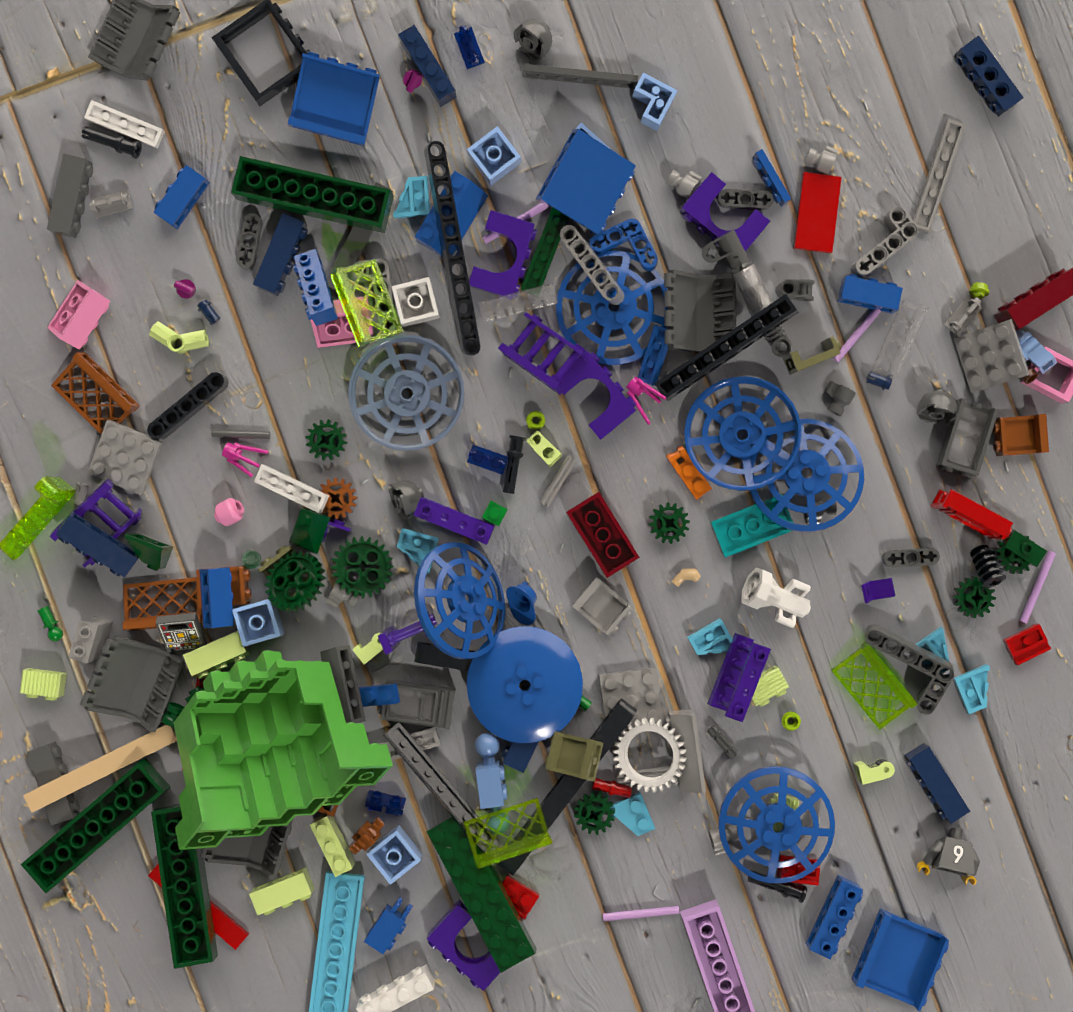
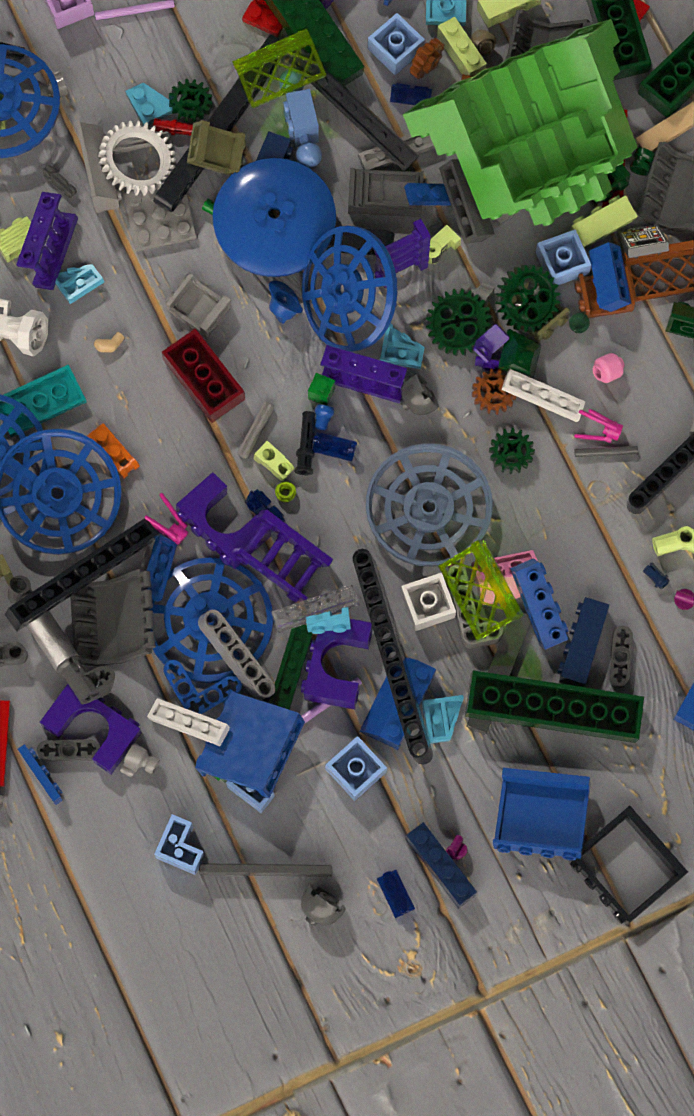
camera: 175 degrees right, 15 degrees down
(311, 851) = (483, 41): none -> dark tan cone
(335, 541) = (490, 342): none -> dark purple bracket
(495, 488) = (323, 416): none -> blue piece
(515, 282) = (327, 622): none -> medium azure wing
(561, 410) = (259, 501): none -> clear blue hinge
(638, 208) = (188, 722): none -> white plate
(674, 516) = (137, 403): dark green gear -> none

